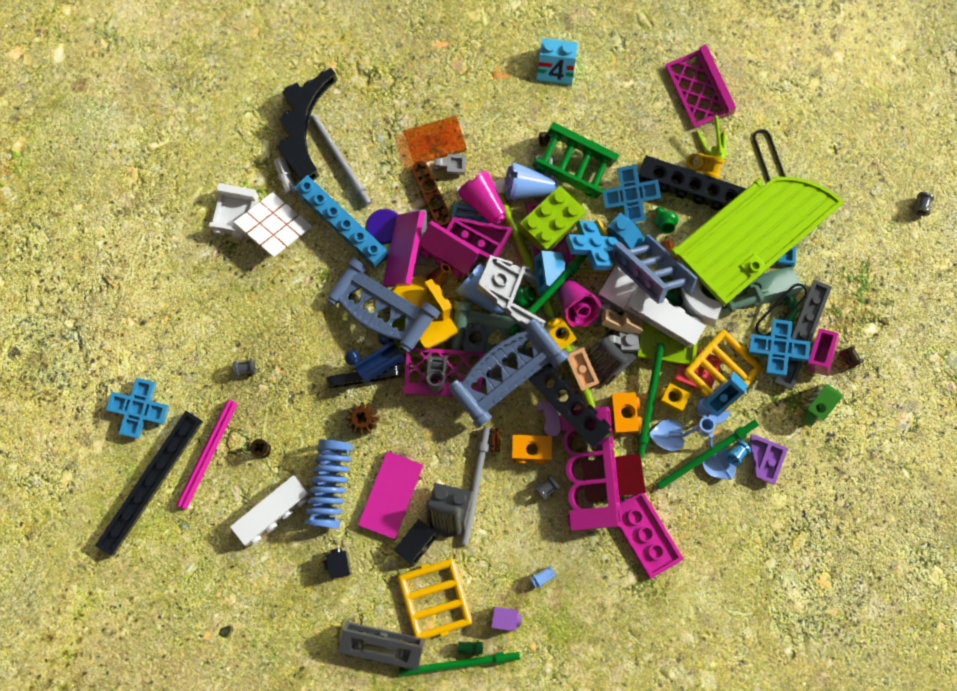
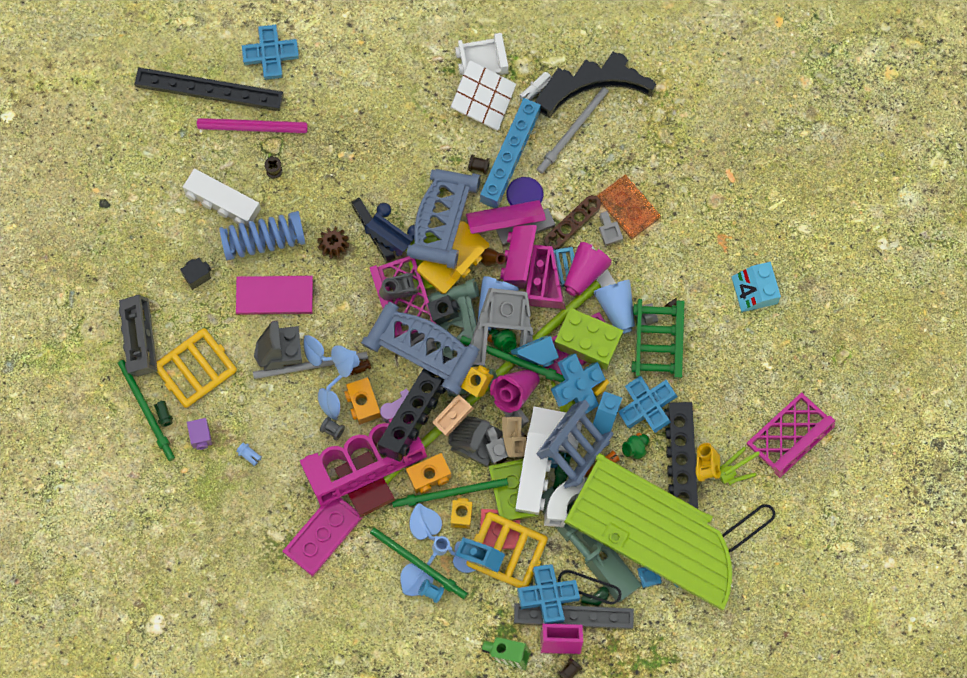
camera: 70 degrees right, 5 degrees down
(244, 367) = (341, 125): dark grey bush -> none
(339, 255) = (479, 164): none -> dark brown bush
(416, 542) = (239, 332): black hinge -> none
(496, 449) = (344, 360): none -> light blue plant
(766, 458) = (436, 622): medium lavender wing -> none

